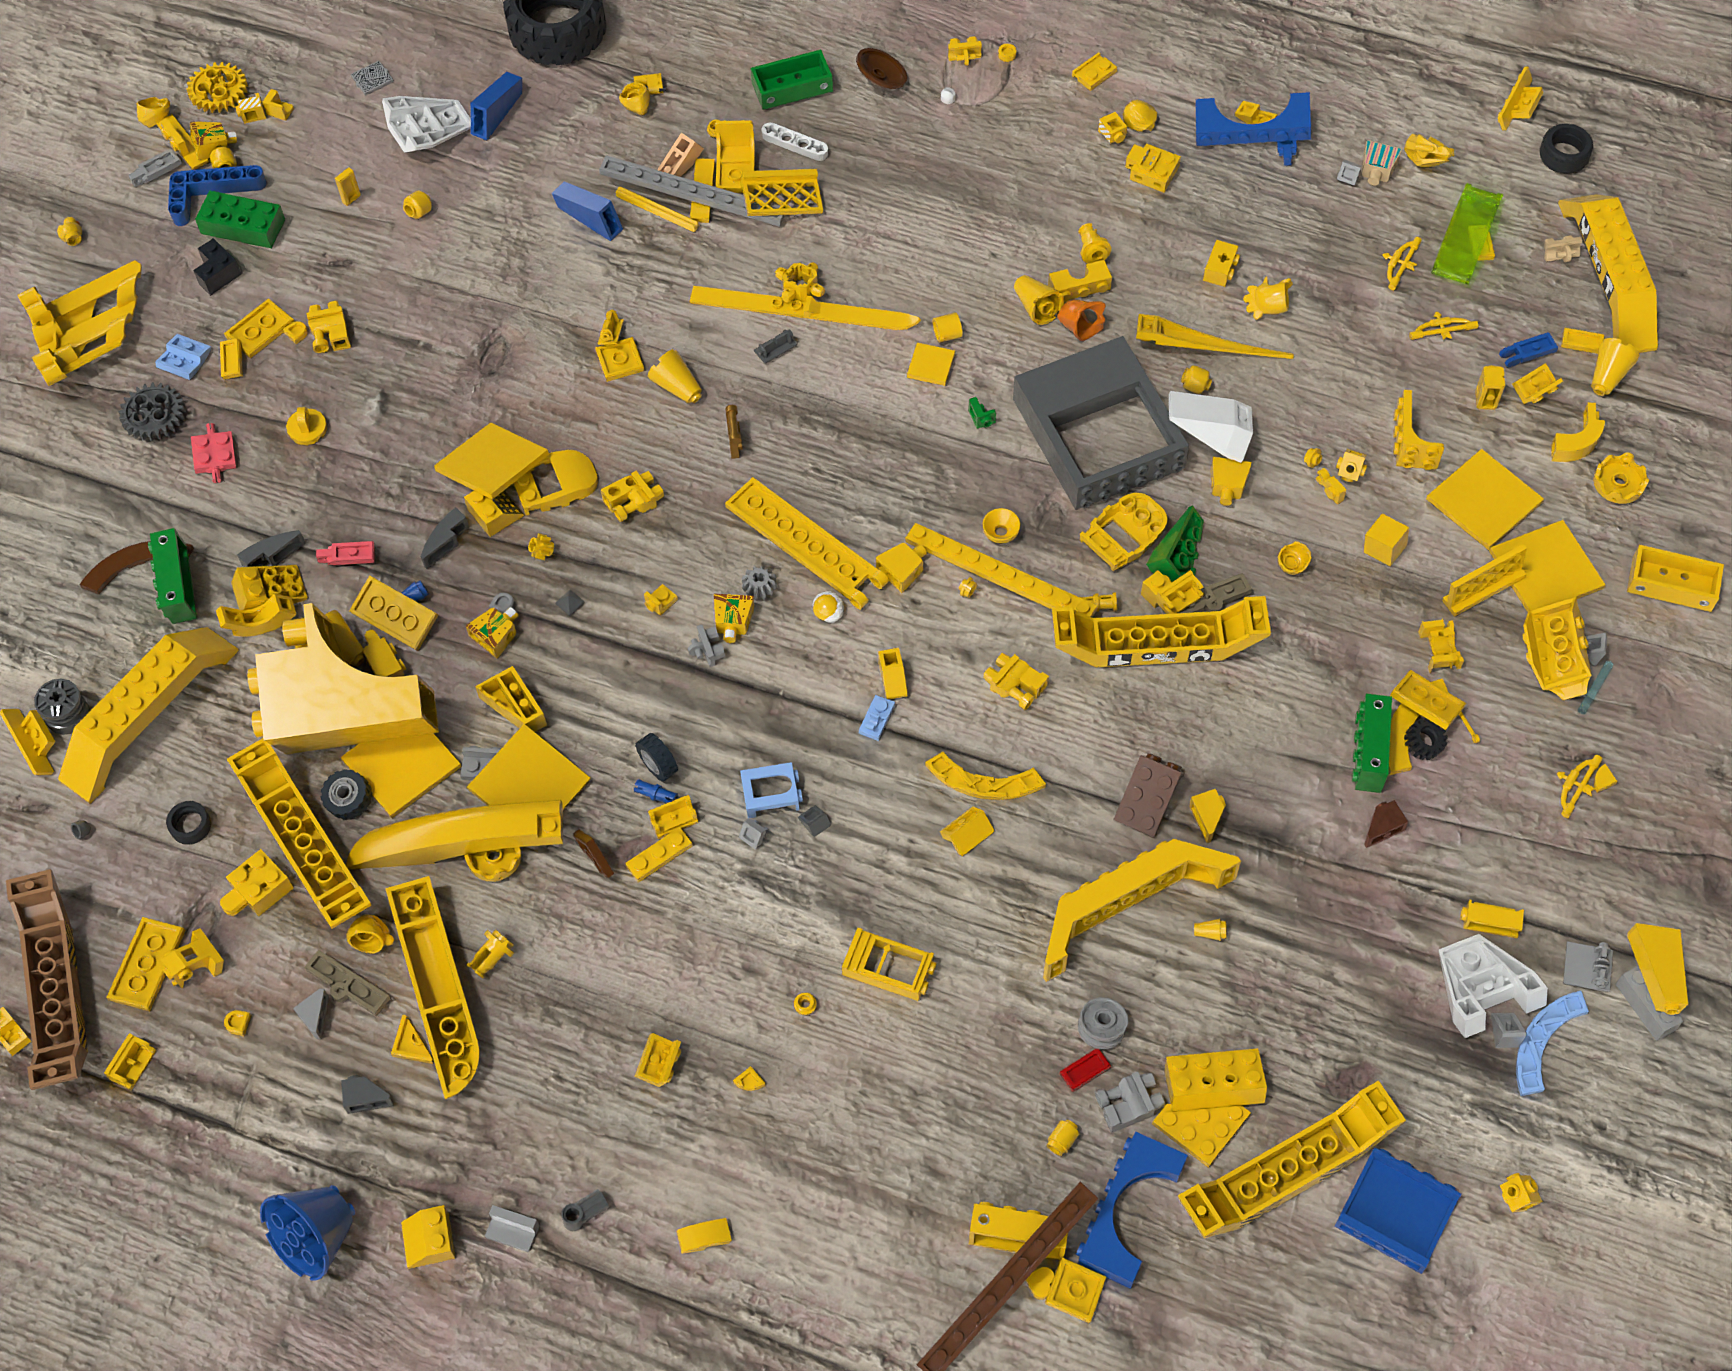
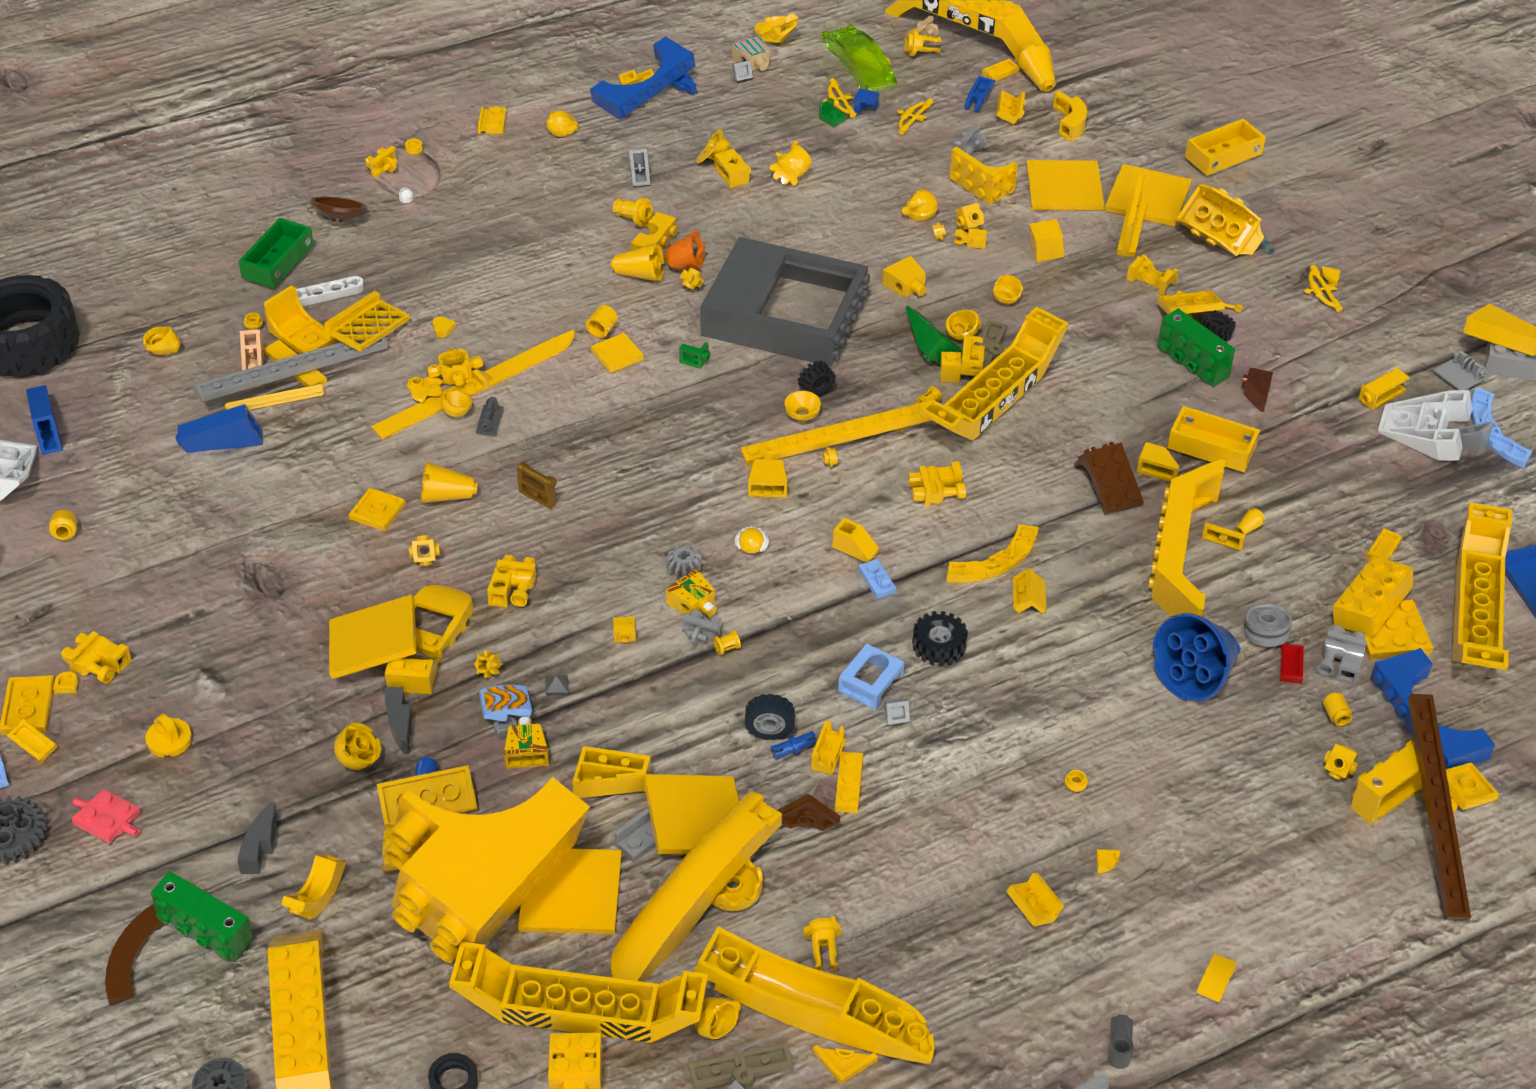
camera: 50 degrees left, 15 degrees down
(258, 584) = (288, 866): yellow slope -> none
(347, 553) = (329, 791): coral hinge -> none
(357, 799) = (561, 929): black wheel -> none
(390, 536) = (356, 747): none -> yellow cylinder
(517, 586) = (505, 700): none -> slope
(602, 420) = (415, 550): none -> yellow brick
(611, 329) = (346, 493): yellow hinge -> none
(653, 82) = (158, 321): yellow piece -> none
(709, 672) = (726, 642): none -> yellow bush
(762, 284) = (424, 387): none -> yellow plate
(763, 314) = (455, 403): none -> yellow piece
(805, 541) = (680, 514): yellow hinge -> none
(815, 820) = (923, 671): dark grey slope -> none
(837, 238) = (443, 326): none -> yellow tile
(849, 796) = (939, 638): none -> black wheel
(859, 954) = (1081, 728): yellow door -> none
(1004, 997) = (1193, 656): none -> blue cone
(1004, 1178) = (1349, 759): none -> yellow brick
(1036, 512) = (817, 378): none -> black tyre
(1060, 343) = (691, 278): none -> yellow gear
(1115, 131) = (553, 140): yellow brick -> none
(1134, 514) = (883, 338): yellow slope -> none
(1146, 207) = (639, 167): none -> light grey slope
(1152, 166) = (609, 145): yellow piece -> none
(1173, 334) = (760, 226): yellow plate -> none
(1176, 921) = (1223, 536): none -> yellow slope
(1196, 379) = (808, 239): yellow head -> none
(1212, 556) = (962, 323): none -> yellow hair
(1215, 421) = (863, 243): white wedge -> none
(1232, 234) = (715, 145): none -> yellow piece
(1283, 836) = (1213, 438): none -> yellow piece
(1295, 1049) = (1384, 545): none -> yellow tile
(1328, 421) = (921, 206): none -> yellow piece
(1372, 272) = (831, 115): none -> green bracket
(1415, 280) = (865, 98): none -> blue panel
(1456, 392) = (971, 140): none -> light grey hips
(1490, 387) = (991, 121): yellow brick -> none
(1532, 255) = (914, 43): none -> yellow piece
(1622, 468) = (1133, 120): yellow plate -> none

